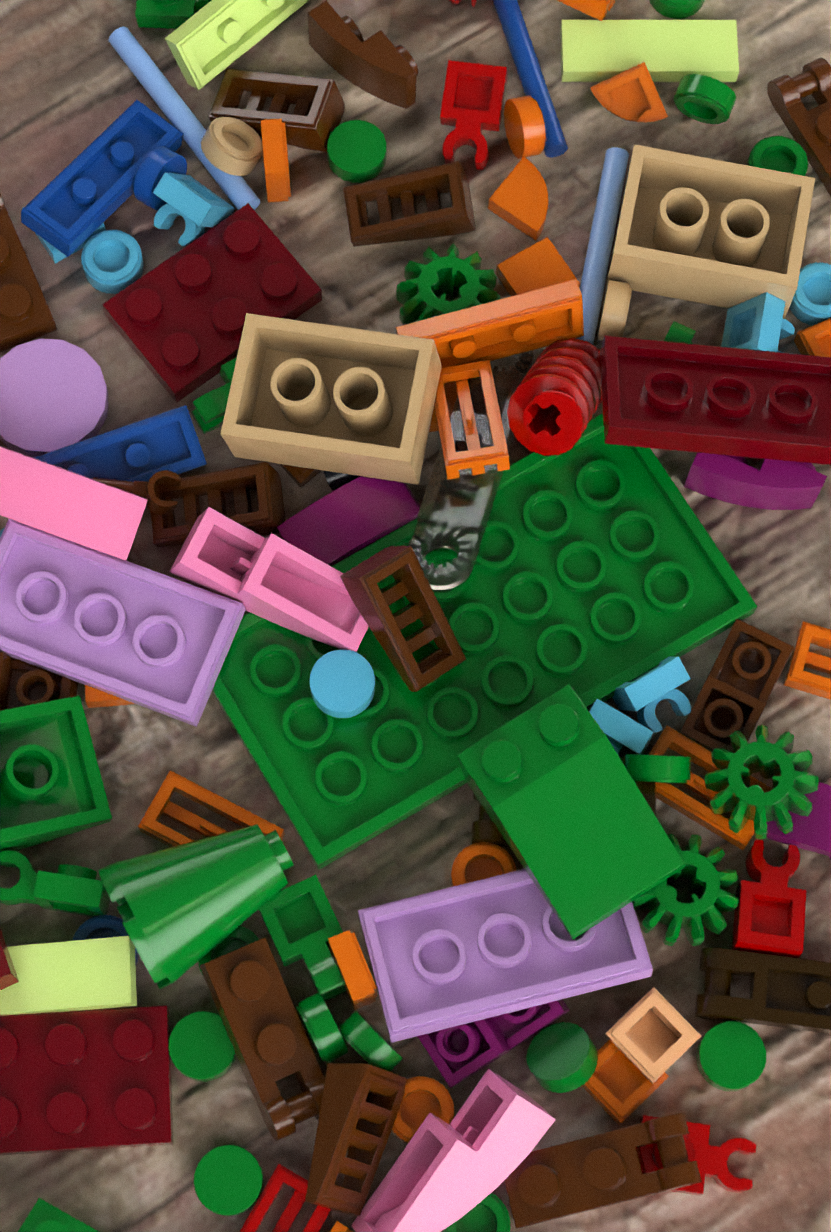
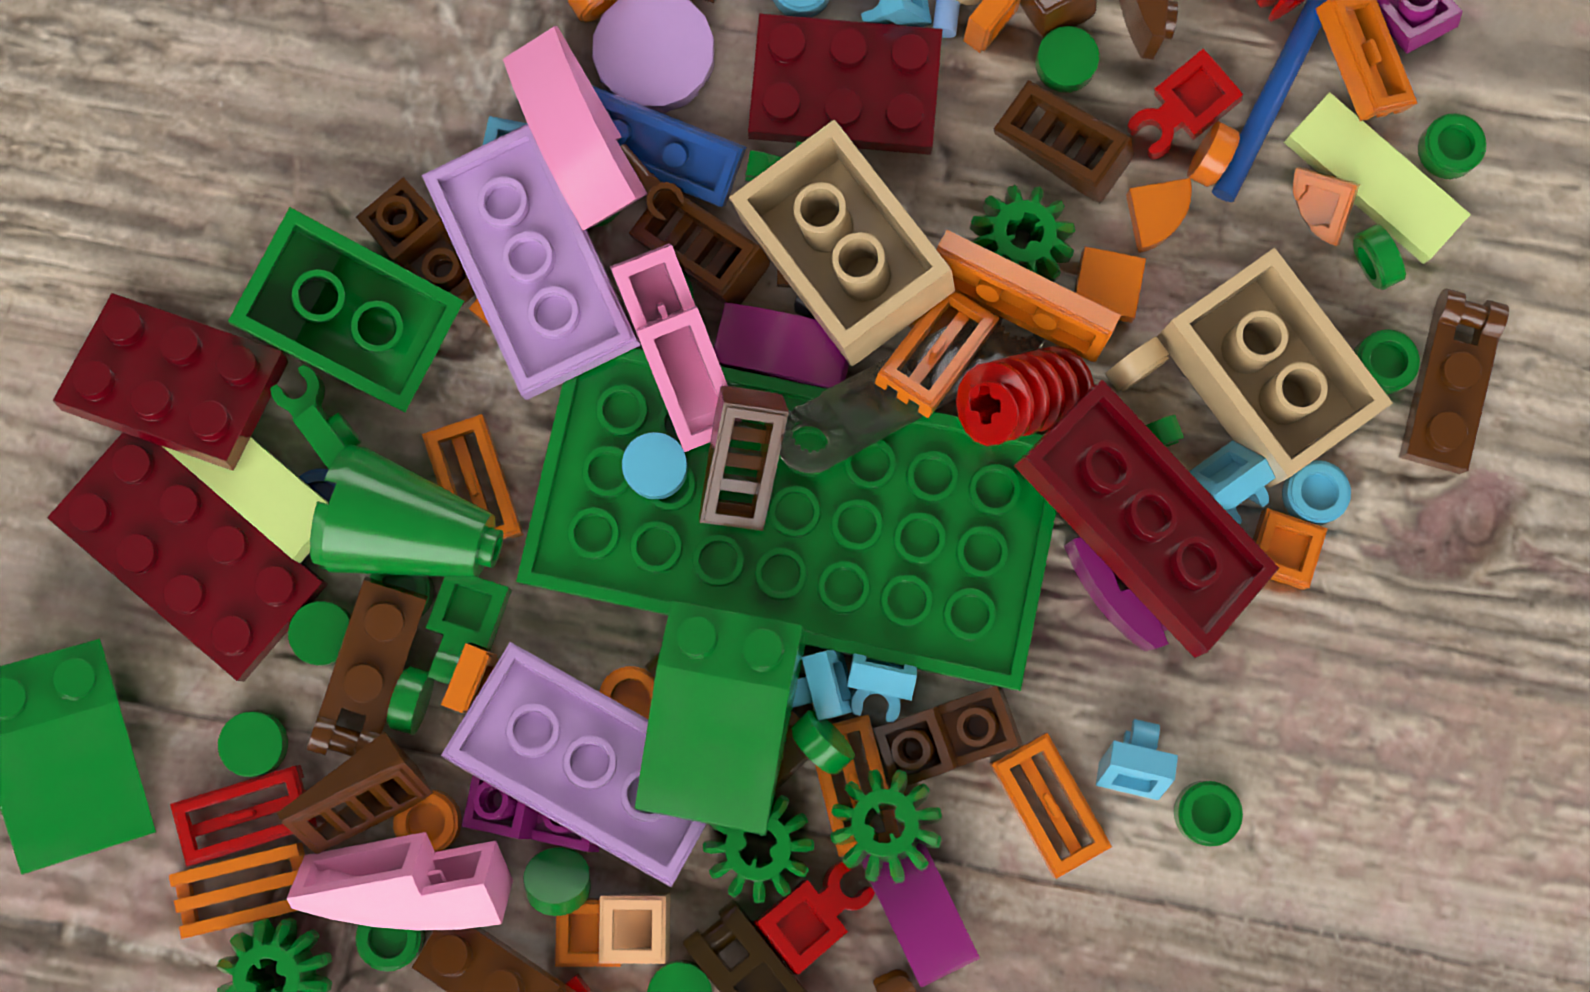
camera: 45 degrees right, 10 degrees up
(369, 1042) = (429, 739): green tile -> none
(602, 238) = (1160, 315): light blue bar -> none

